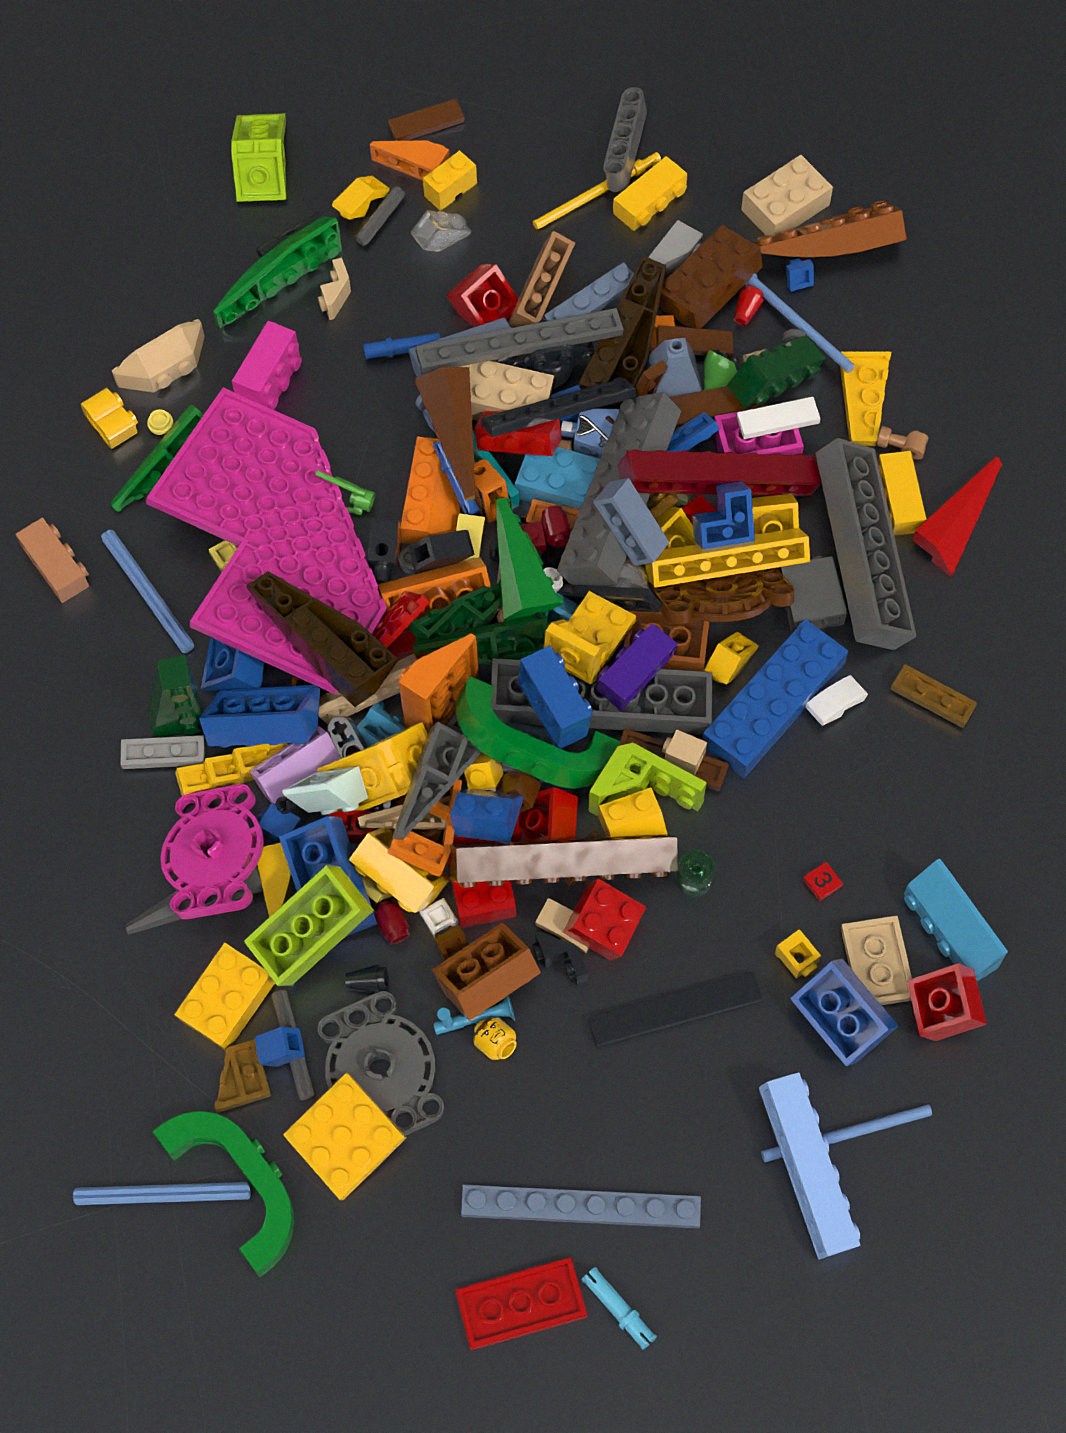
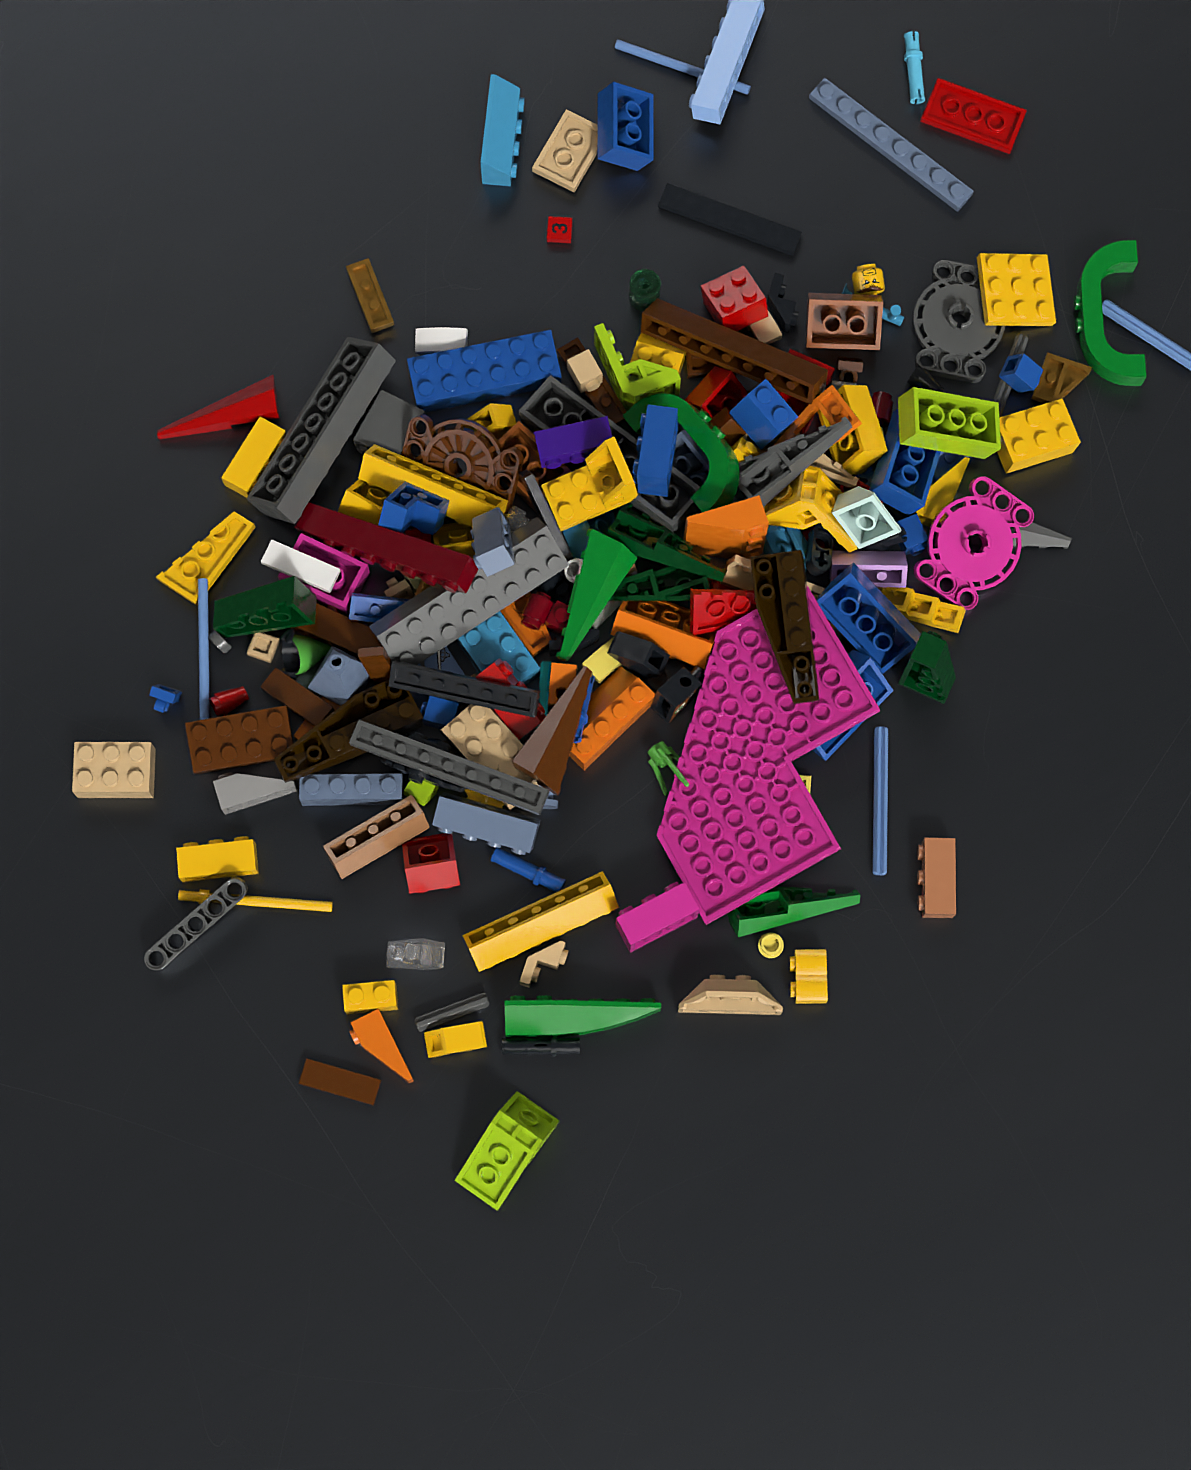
camera: 145 degrees left, 10 degrees up
(162, 752) = (966, 660): light grey plate -> none
(359, 311) = (541, 921): none -> yellow brick
(800, 946) = (620, 199): yellow brick -> none
(841, 234) = (104, 707): dark orange wedge -> none
(913, 442) = (211, 490): medium nougat leg -> none
(946, 1002) = (553, 84): red brick -> none

